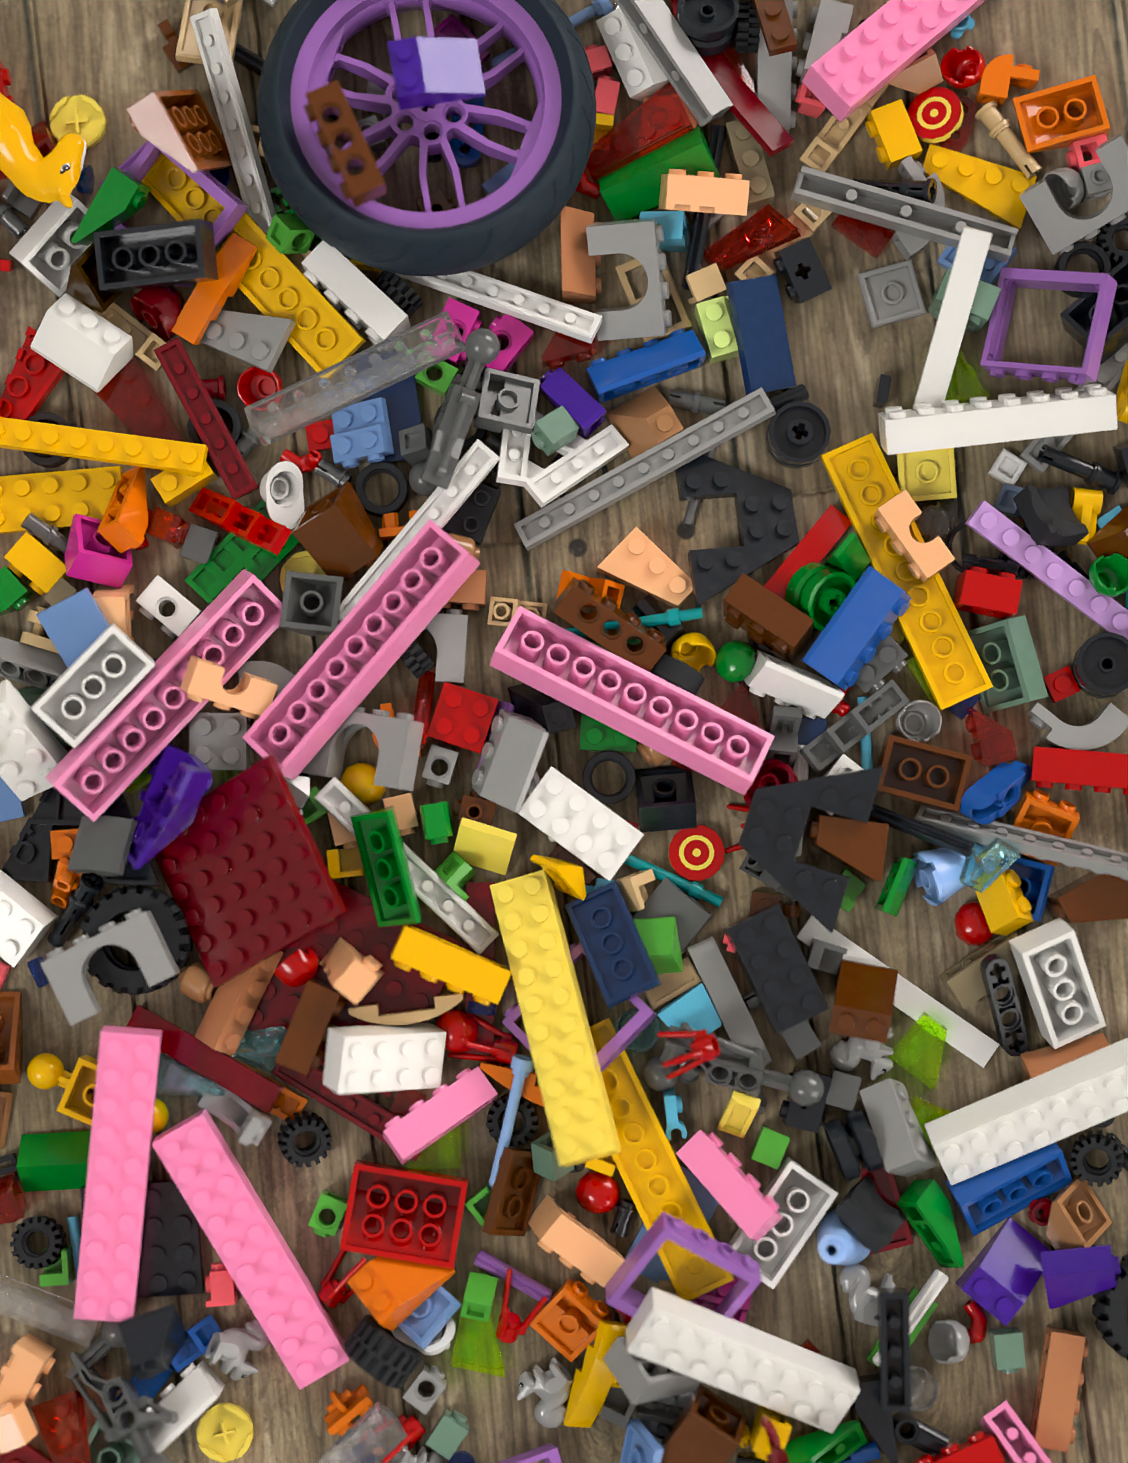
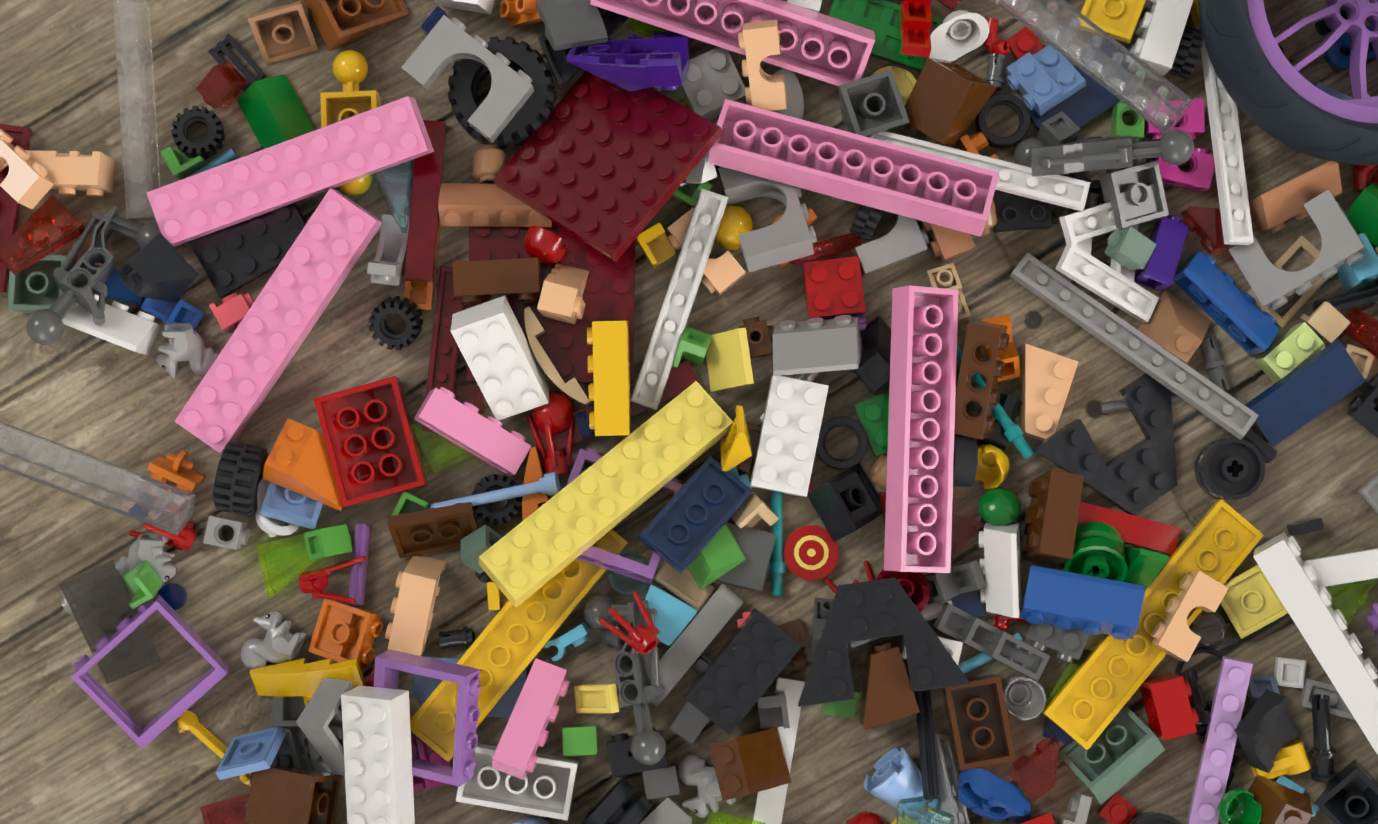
camera: 65 degrees right, 0 degrees up
(86, 893) = (522, 24): black pin -> none
(225, 1432) = (107, 374): light yellow tile -> none
(261, 1047) = (458, 245): clear light blue slope -> none
(328, 1201) = (351, 378): bright green brick -> none
(335, 1290) = (274, 412): red plant -> none
(386, 867) = (669, 281): green slope -> none
(436, 822) = (730, 307): green brick -> none
(440, 753) = (790, 279): light grey brick -> none
(448, 1433) = (196, 571): sand green brick -> none
(597, 1192) = (468, 605): red hair -> none
(896, 886) = (866, 746): green slope -> none

